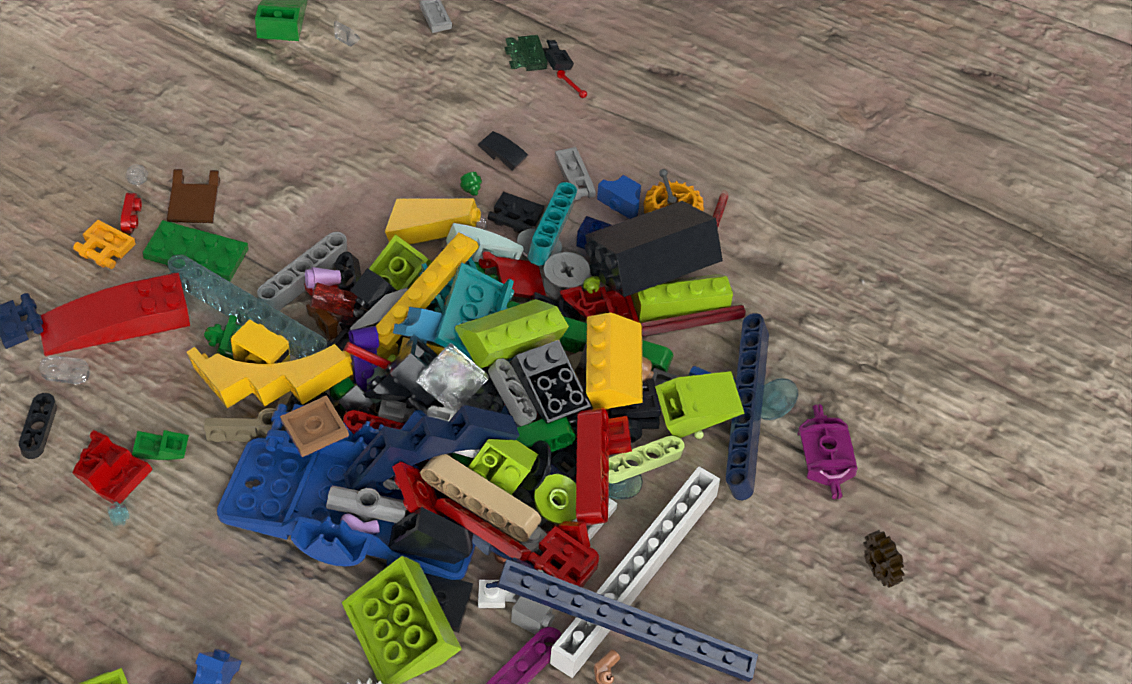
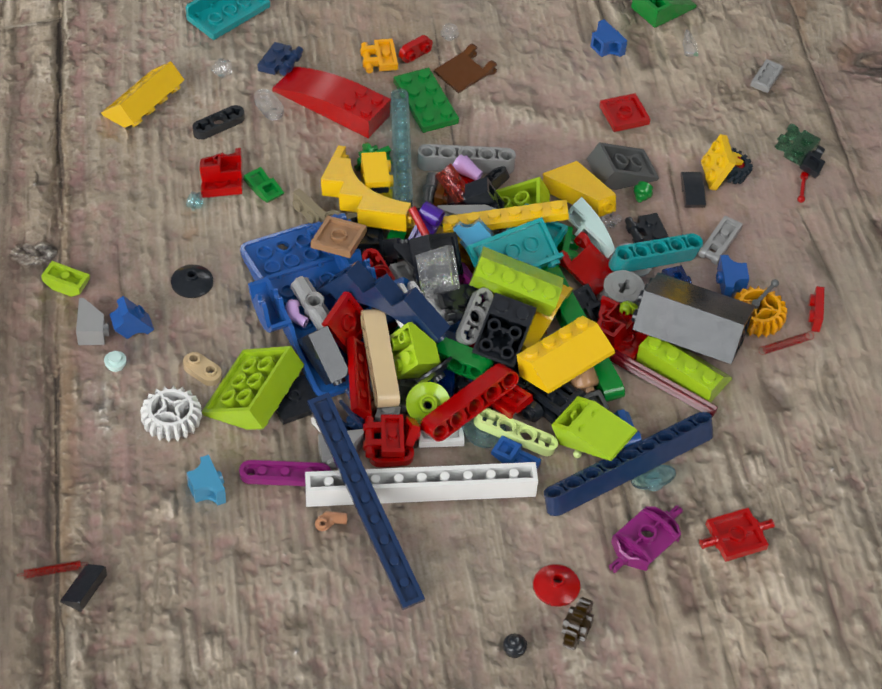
camera: 50 degrees right, 0 degrees up
(212, 596) = (192, 281): none -> black dish
(279, 79) = (608, 40): none -> blue brick
(308, 321) = (430, 187): none -> dark grey axle
(331, 653) = (200, 368): none -> tan plate
(371, 129) = (624, 112): none -> red plate
(429, 176) = (621, 166): none -> dark grey slope
(502, 110) = (723, 163): none -> yellow plate
(664, 481) = (510, 452): none -> blue slope
(707, 169) = (816, 315): none -> red plate
(815, 556) = (556, 593): none -> red dish
(857, 622) = (514, 645): none -> black plate
(877, 387) = (737, 534): none -> red plate

